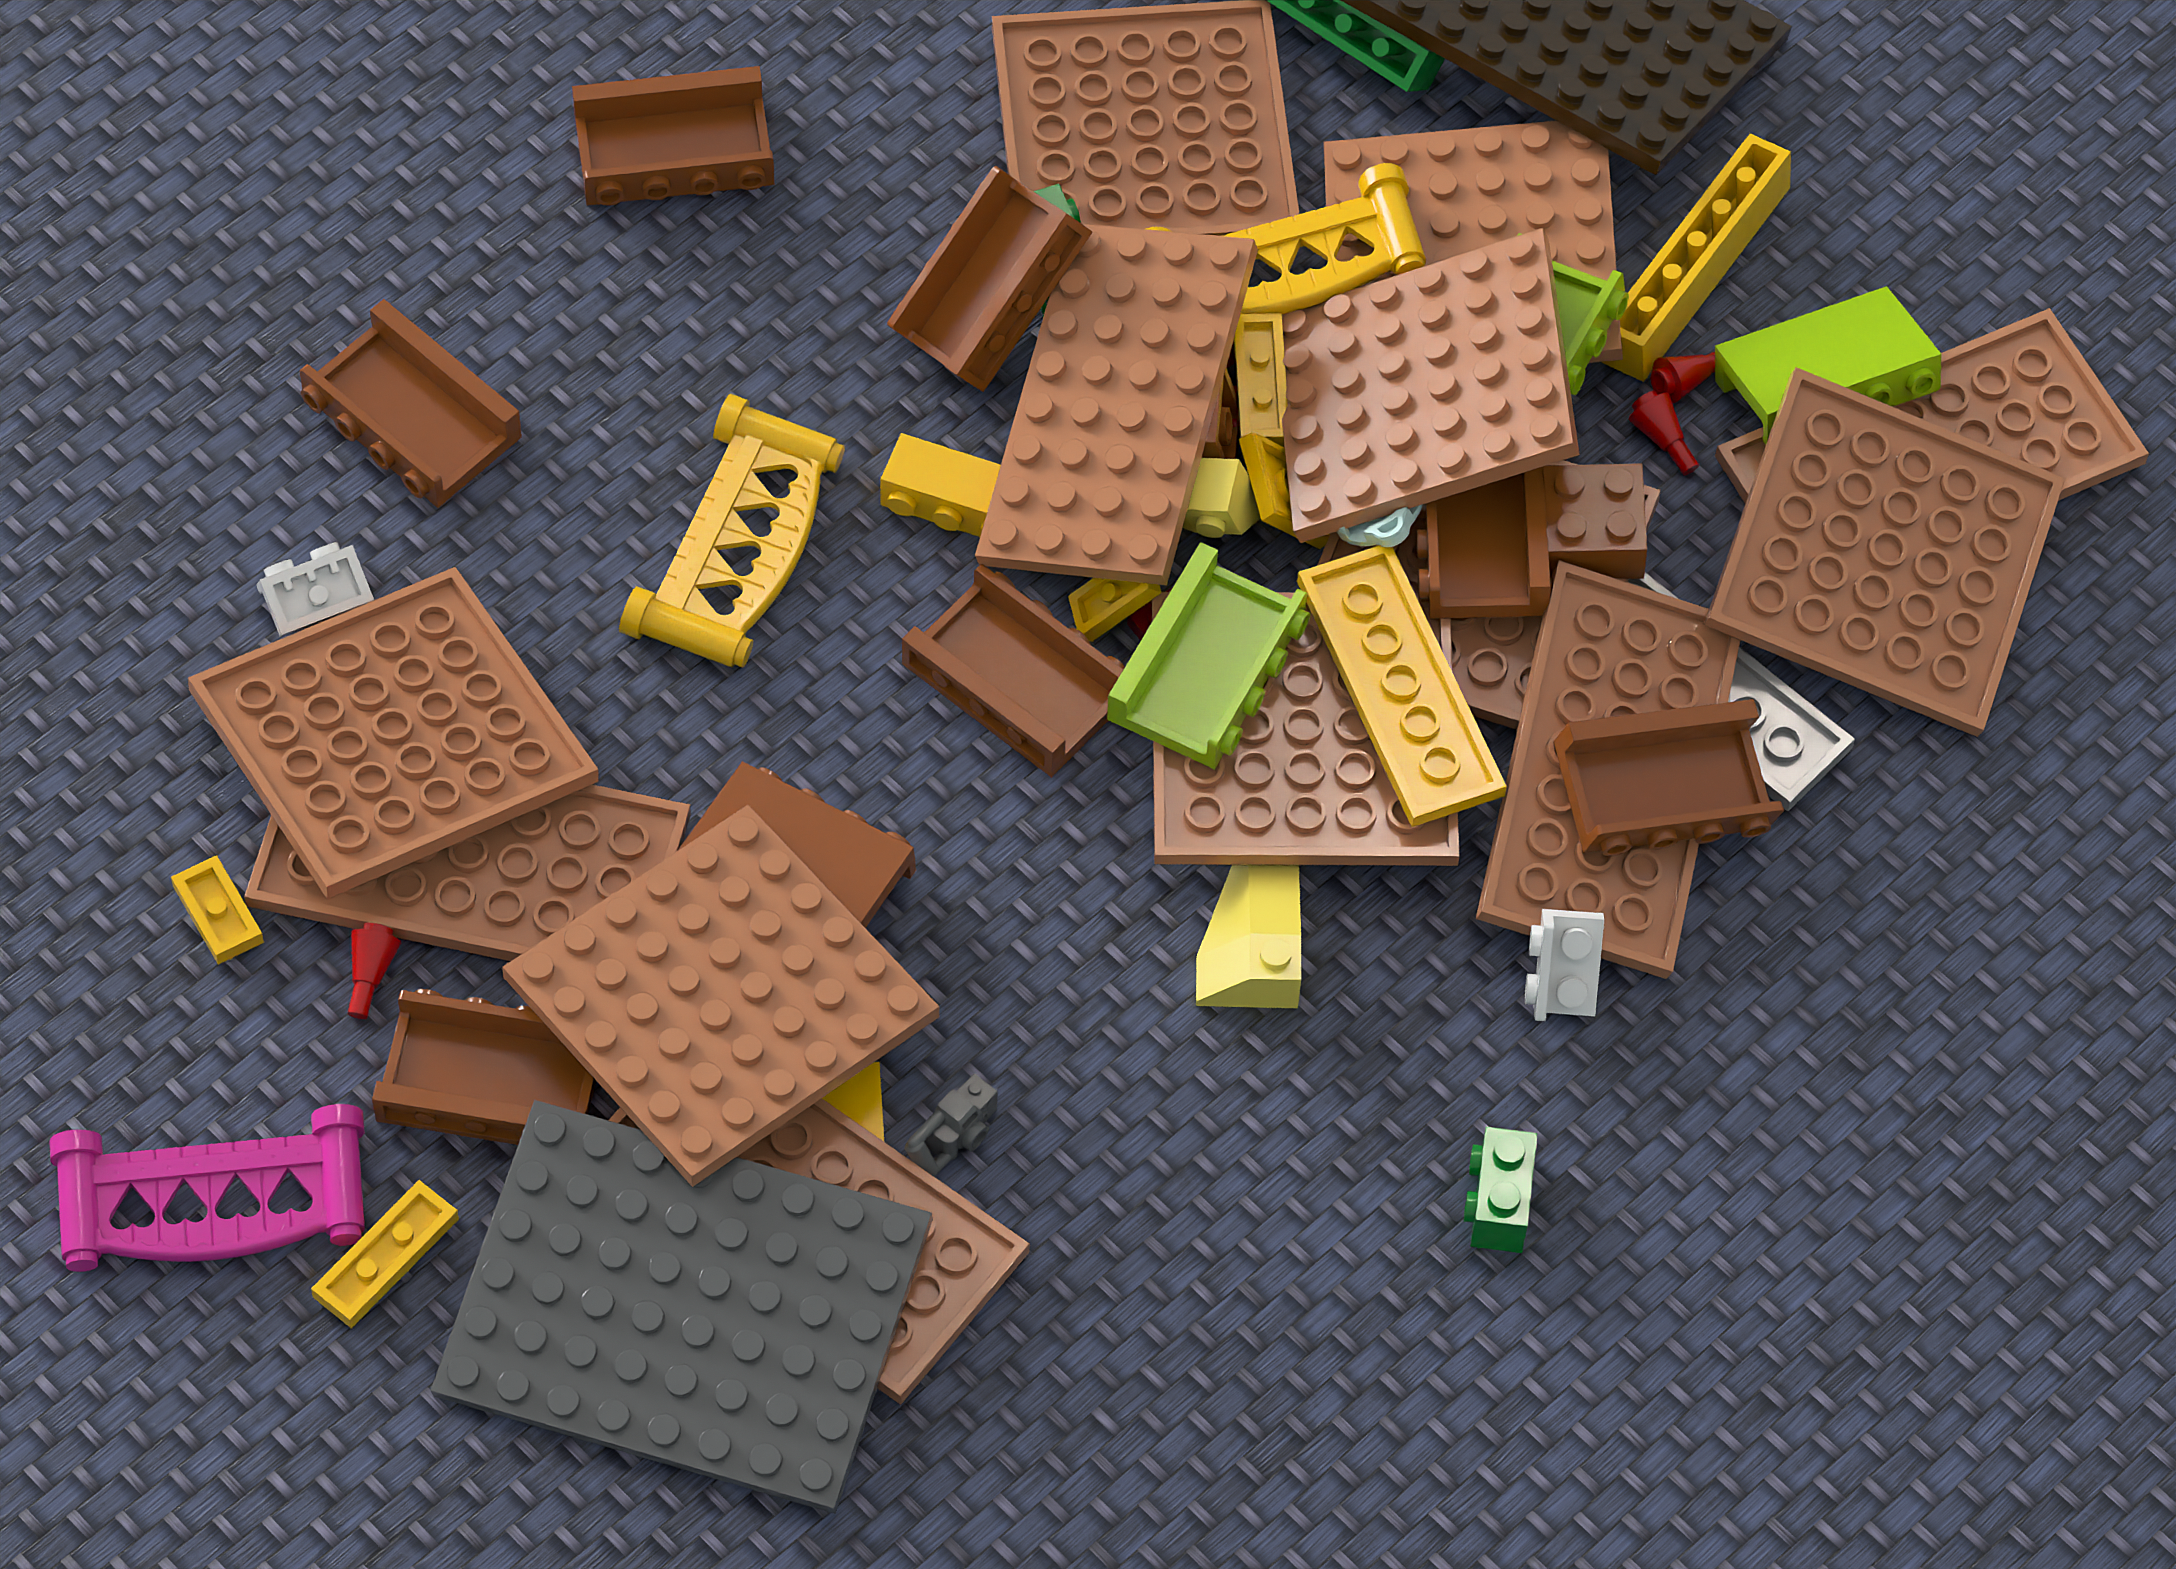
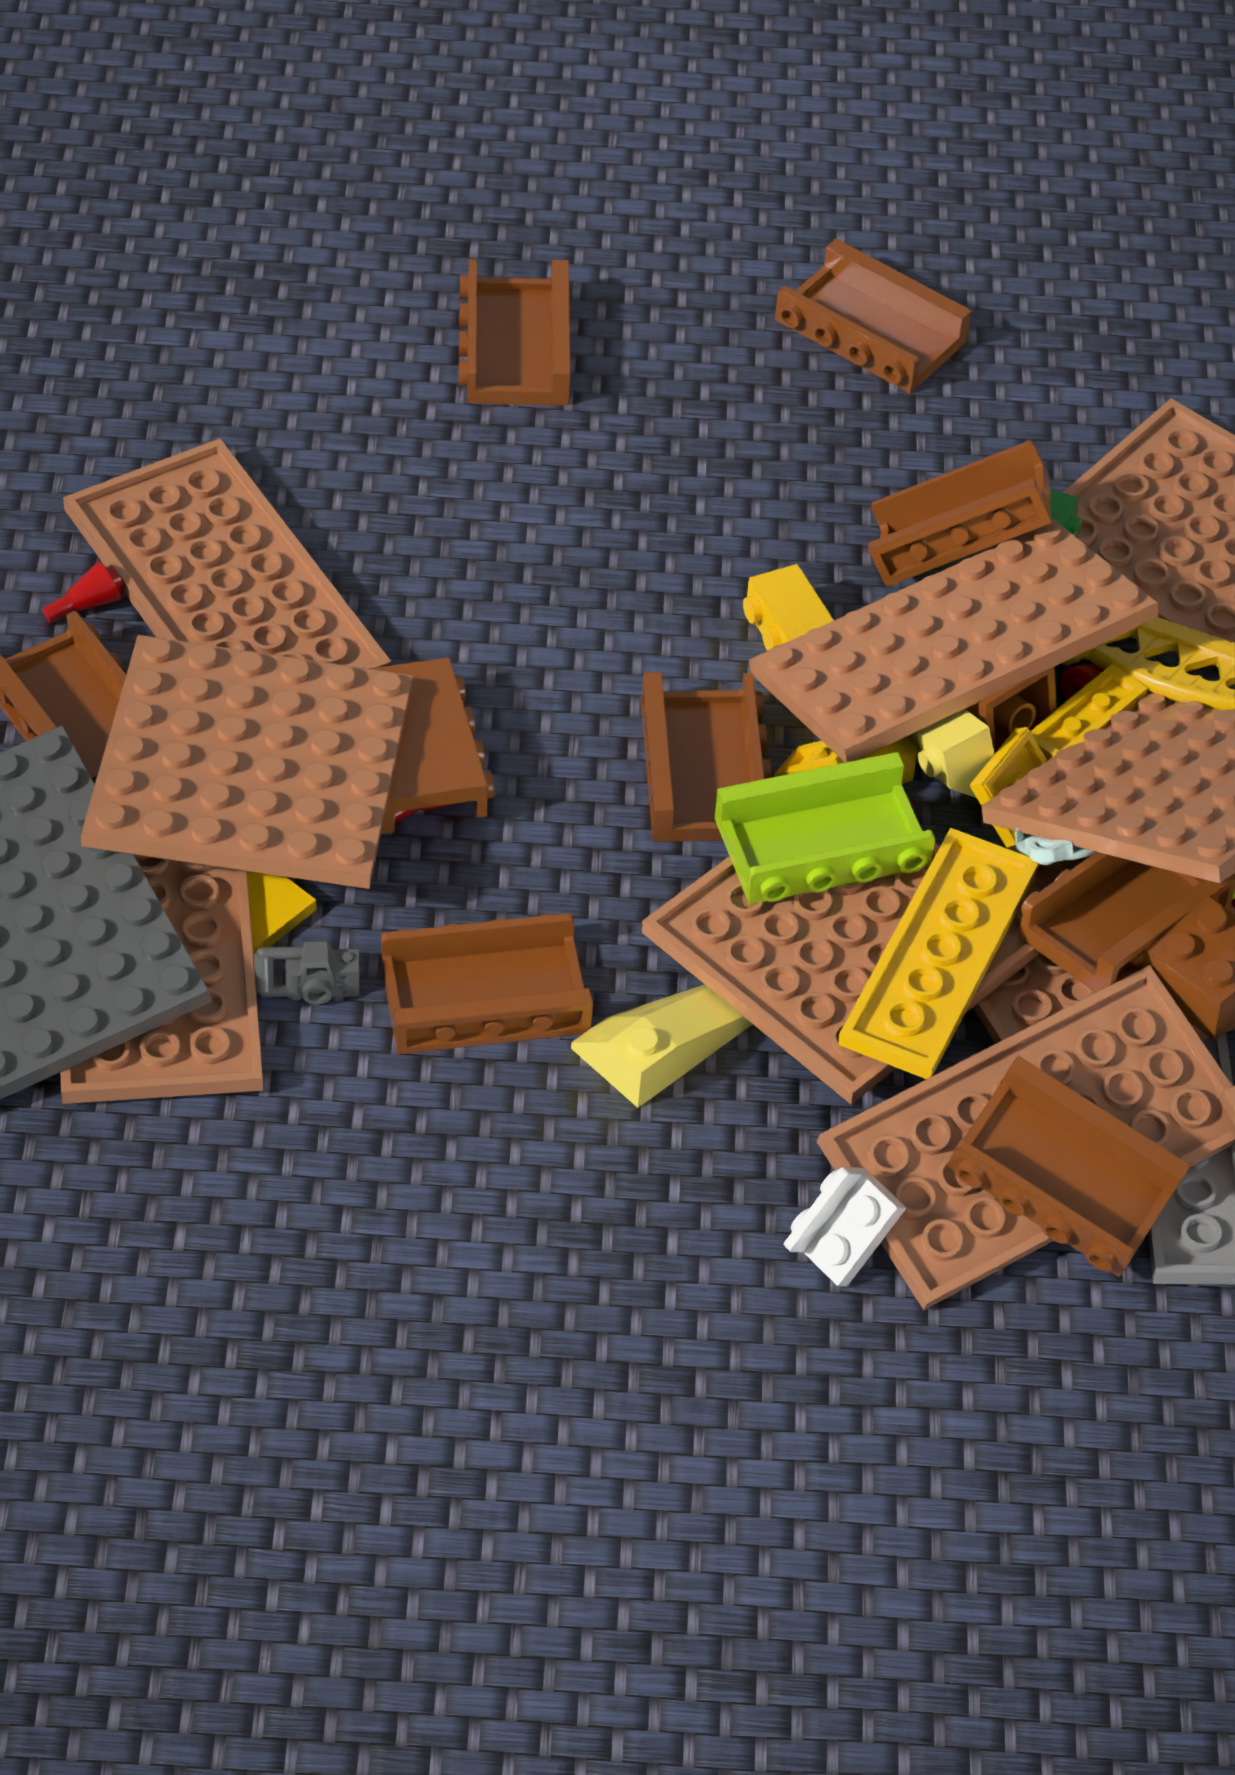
camera: 45 degrees right, 10 degrees down
(217, 909) = (42, 494): yellow plate -> none
(314, 589) = (328, 379): white bracket -> none
(392, 731) = (261, 477): nougat plate -> none
(756, 445) = (704, 509): yellow piece -> none
(1084, 1015) = (484, 983): none -> dark orange panel
(1503, 1189) = (622, 1327): brick -> none

